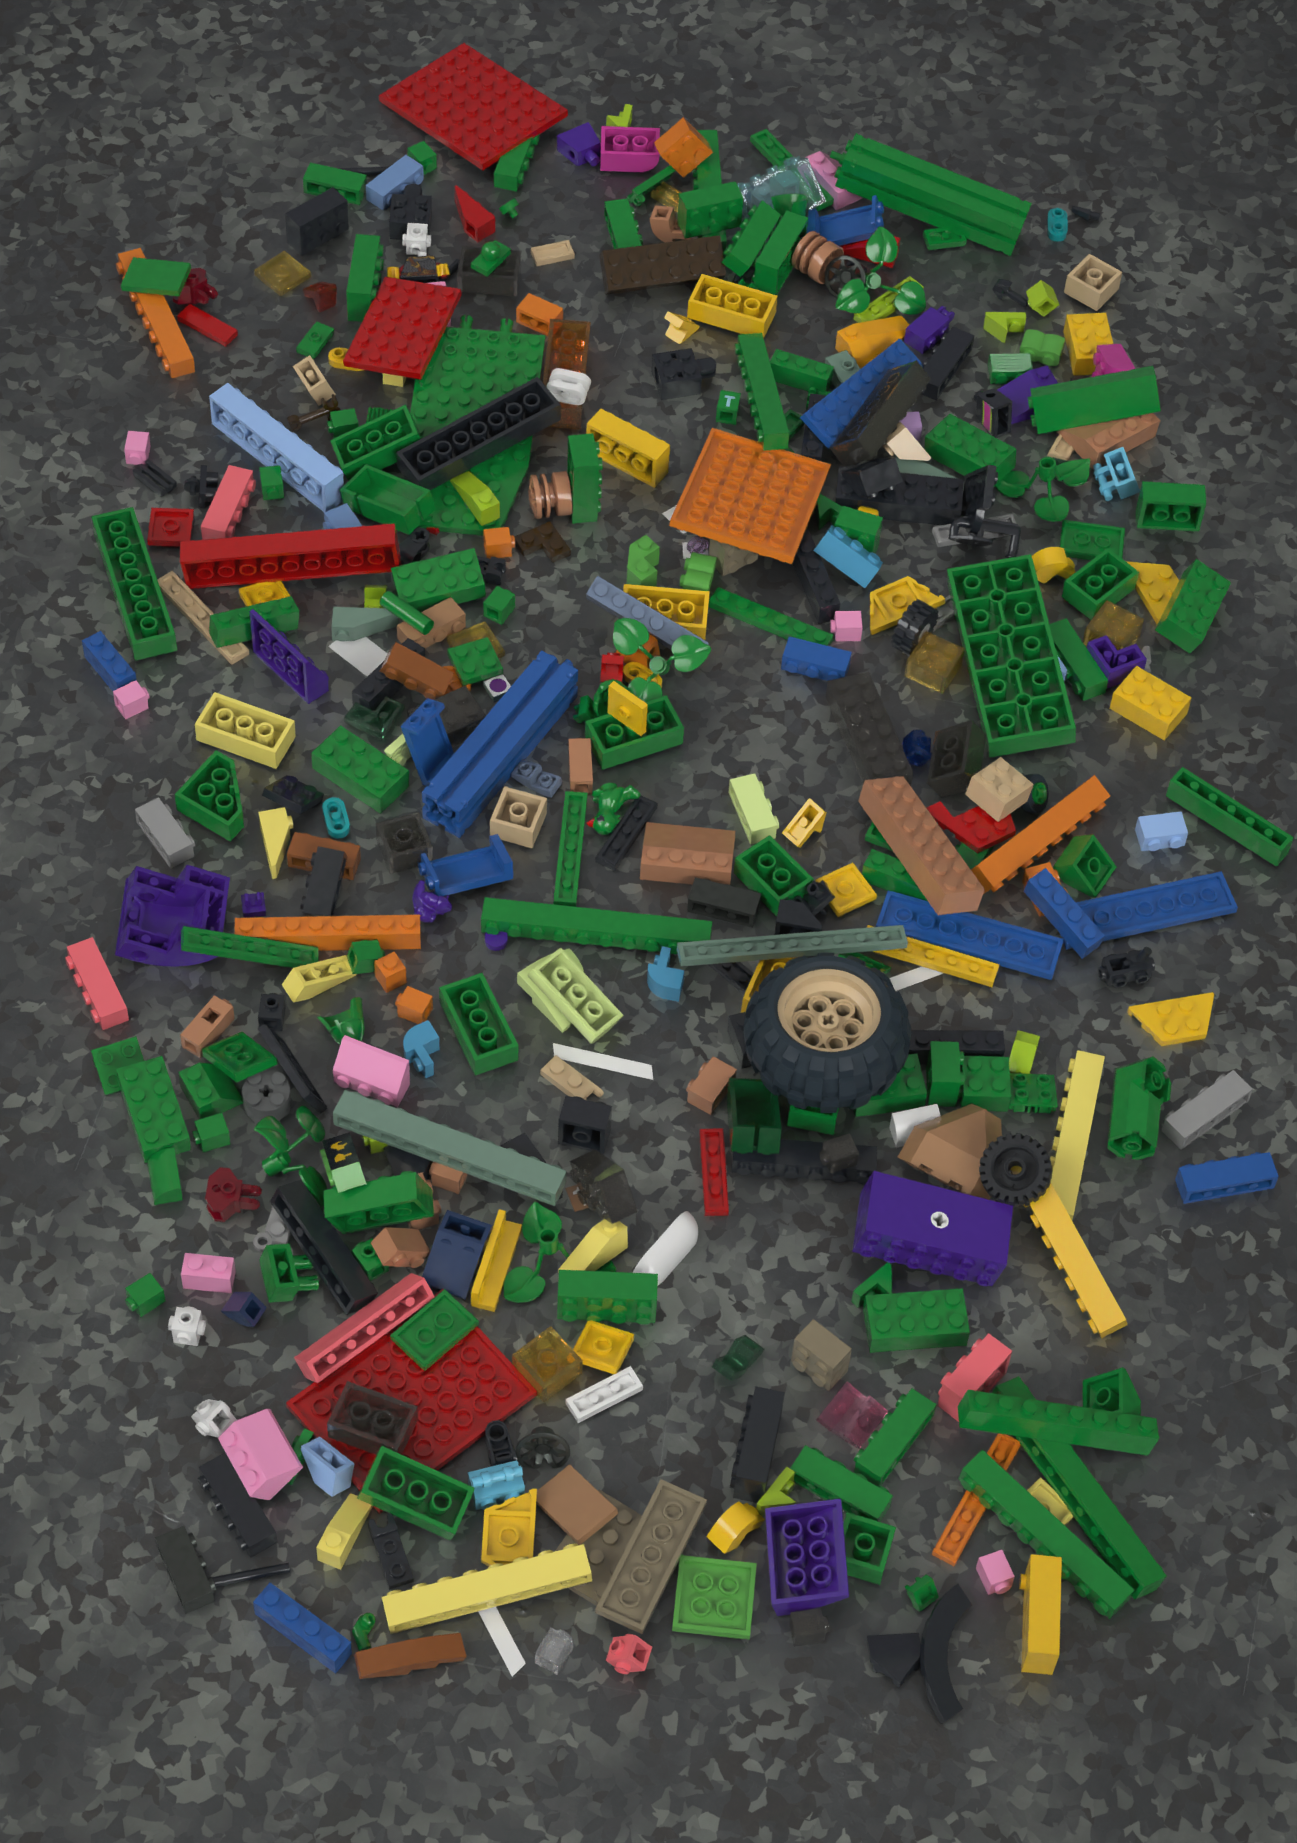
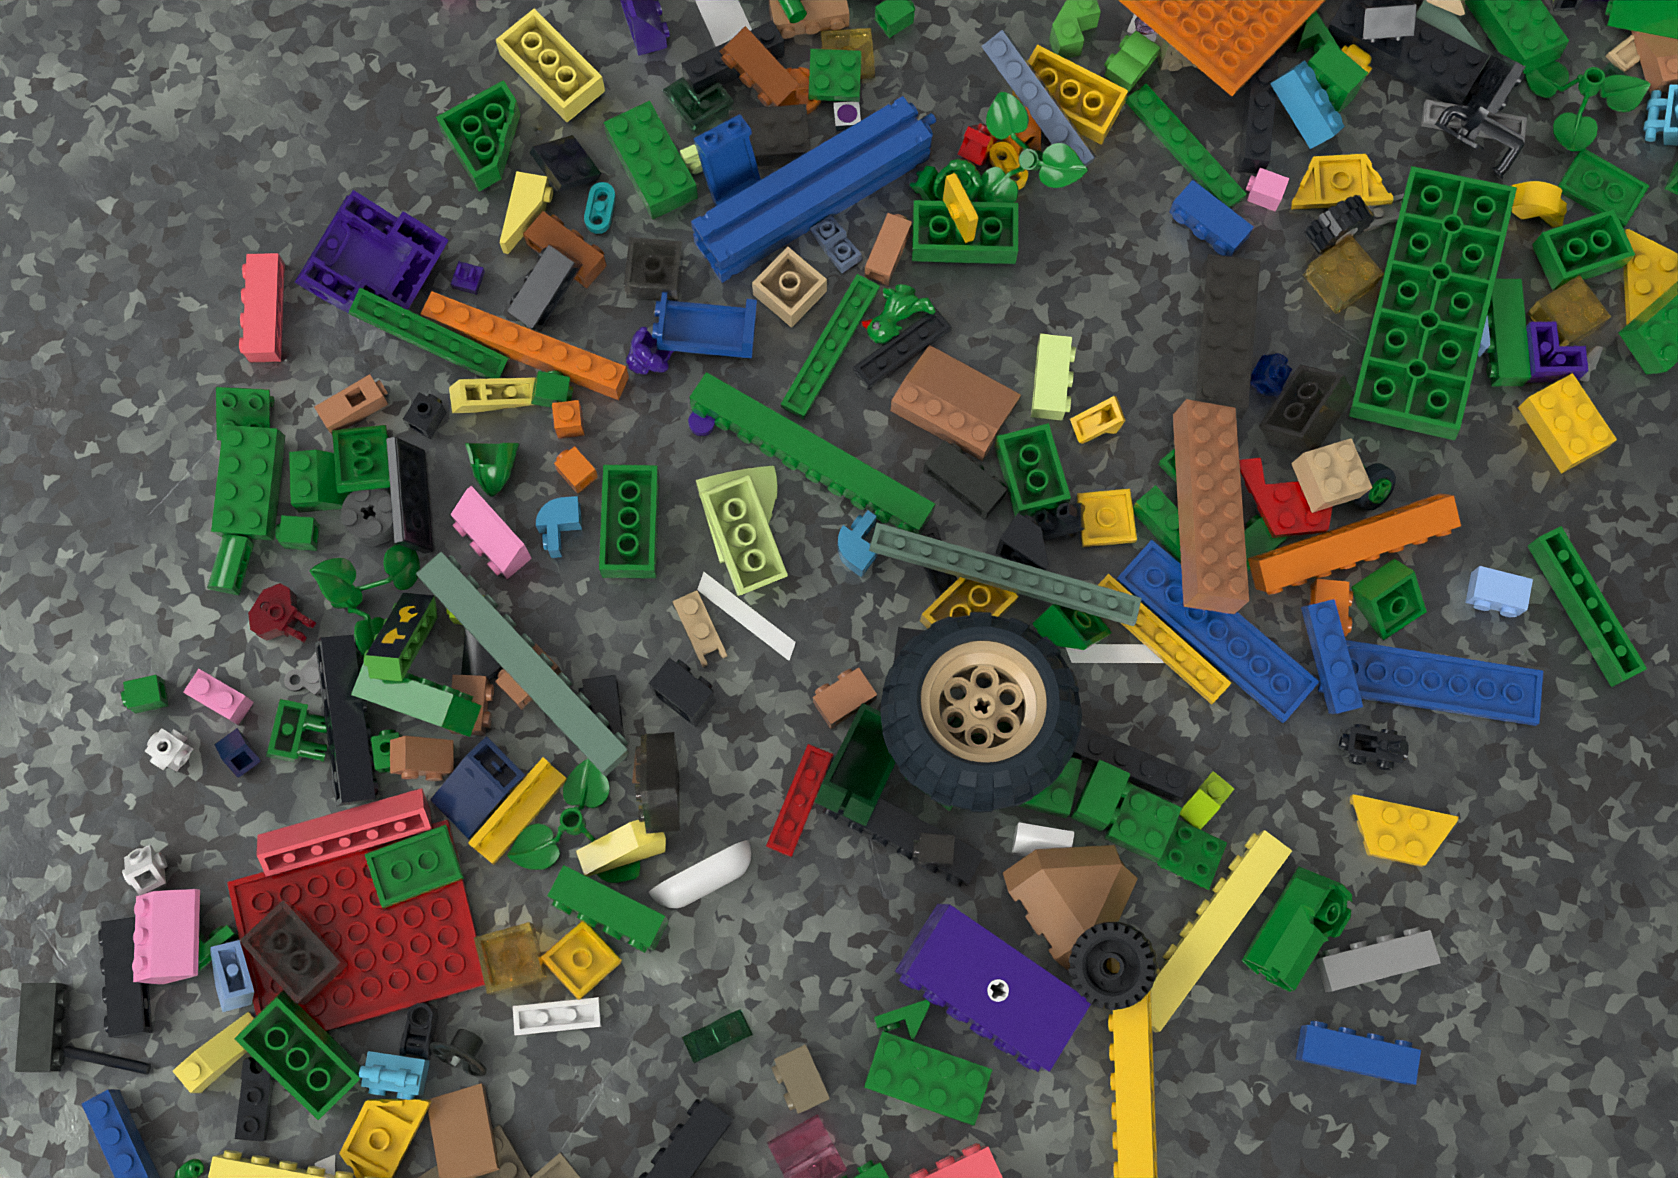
camera: 25 degrees right, 20 degrees up
(165, 832) = (414, 155): light grey brick -> none

